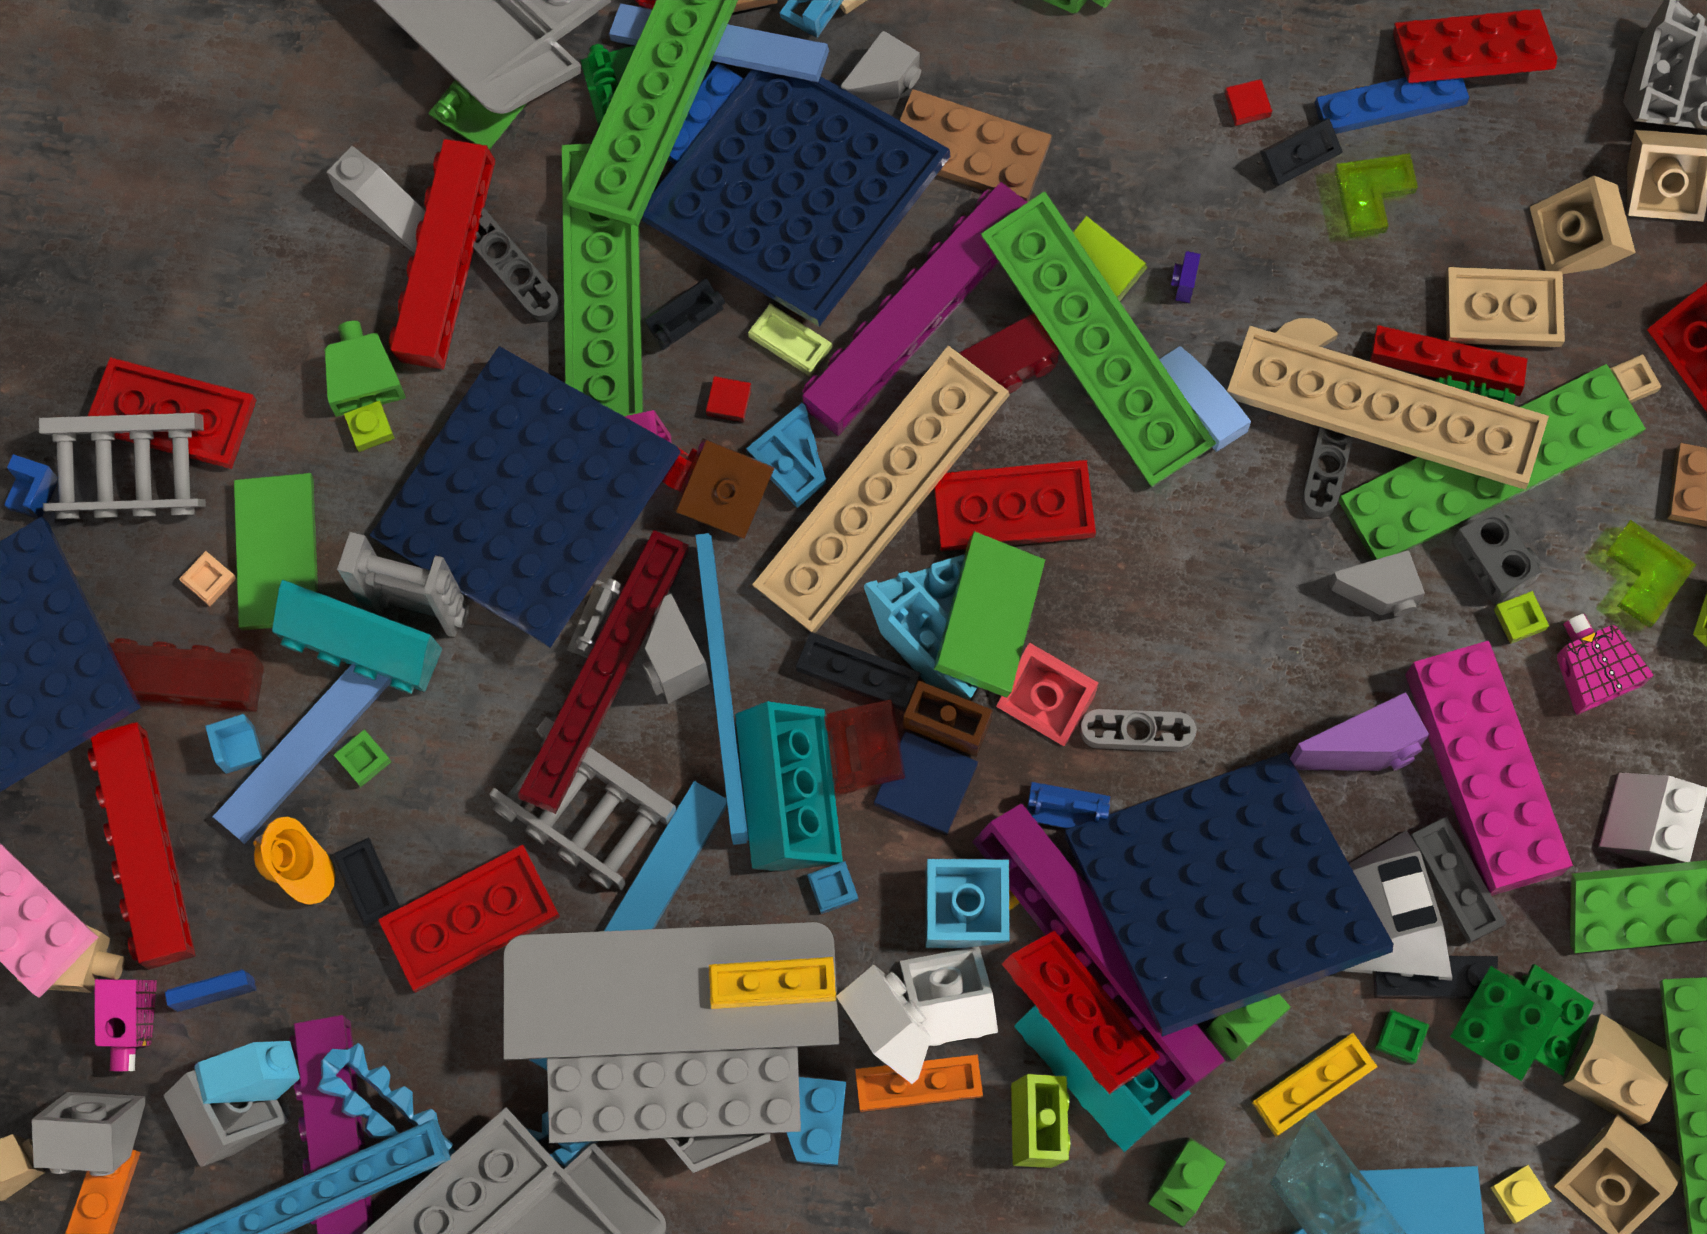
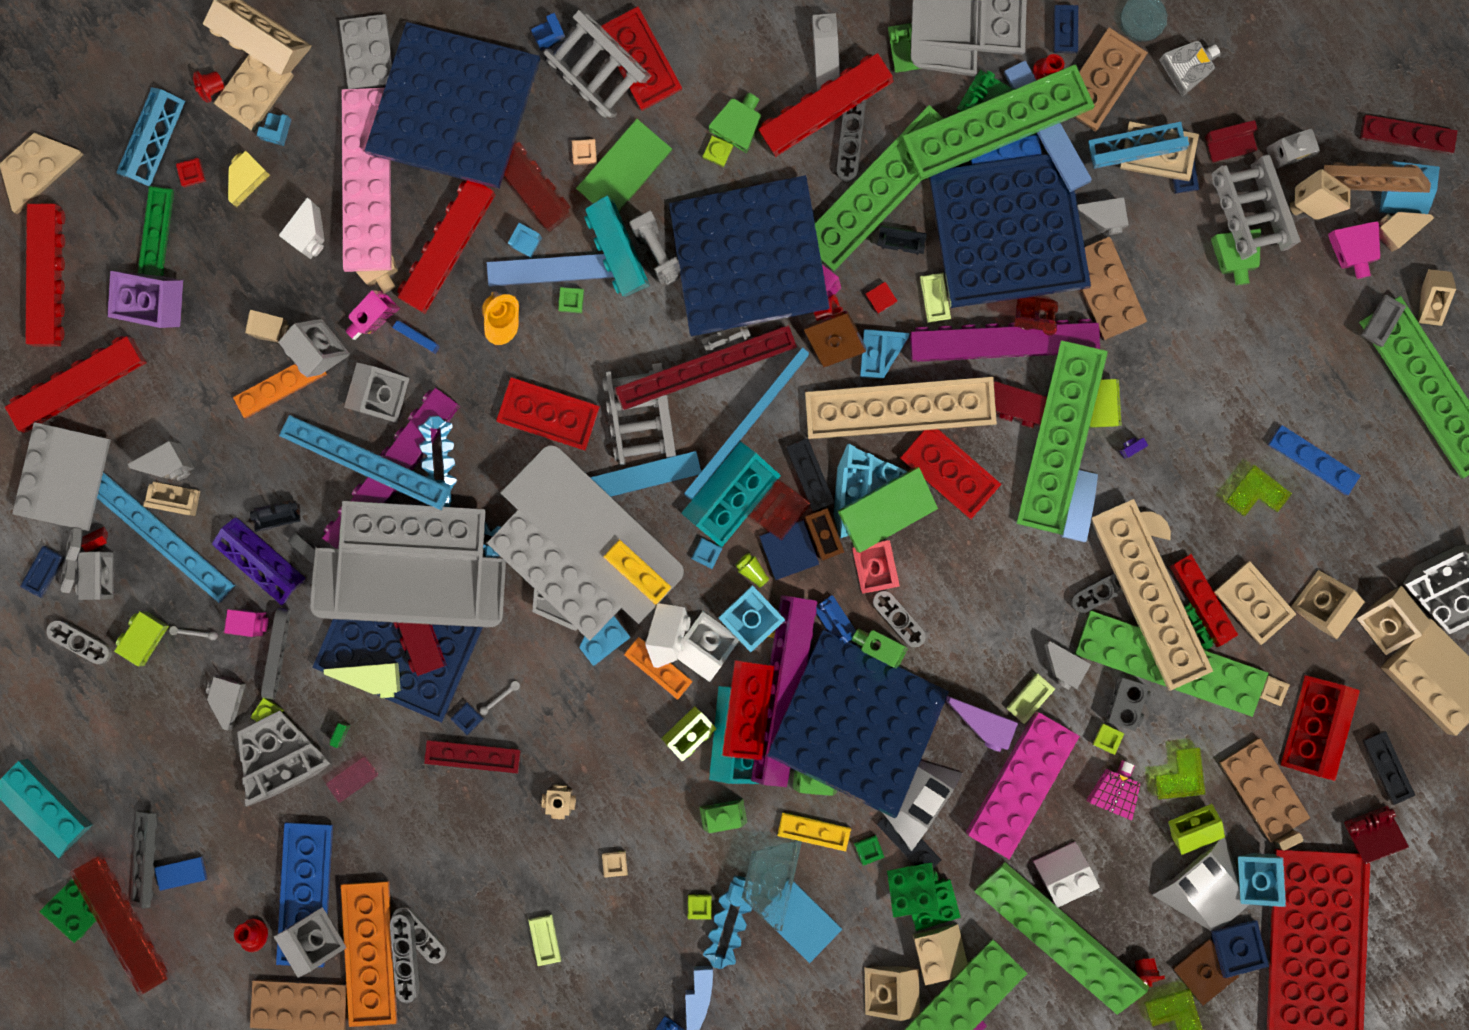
camera: 45 degrees right, 15 degrees up
(248, 1073) = (397, 389): medium azure slope -> none
(366, 881) = (522, 355): black tile -> none
(673, 655) = (740, 390): light grey slope -> none
(906, 849) = (751, 569): none -> lime cone
(921, 239) = (1028, 314): none -> clear red plate
(1168, 769) = (889, 652): none -> bright green torso
(1248, 102) = (1250, 395): red tile -> none
(1301, 151) = (1246, 443): black plate -> none
(1384, 663) = (1030, 698): none -> yellowish green tile
(1458, 880) = (960, 814): dark grey plate -> none
(1474, 46) = (1377, 474): red plate -> none
(1520, 1194) = (848, 956): light yellow plate -> none

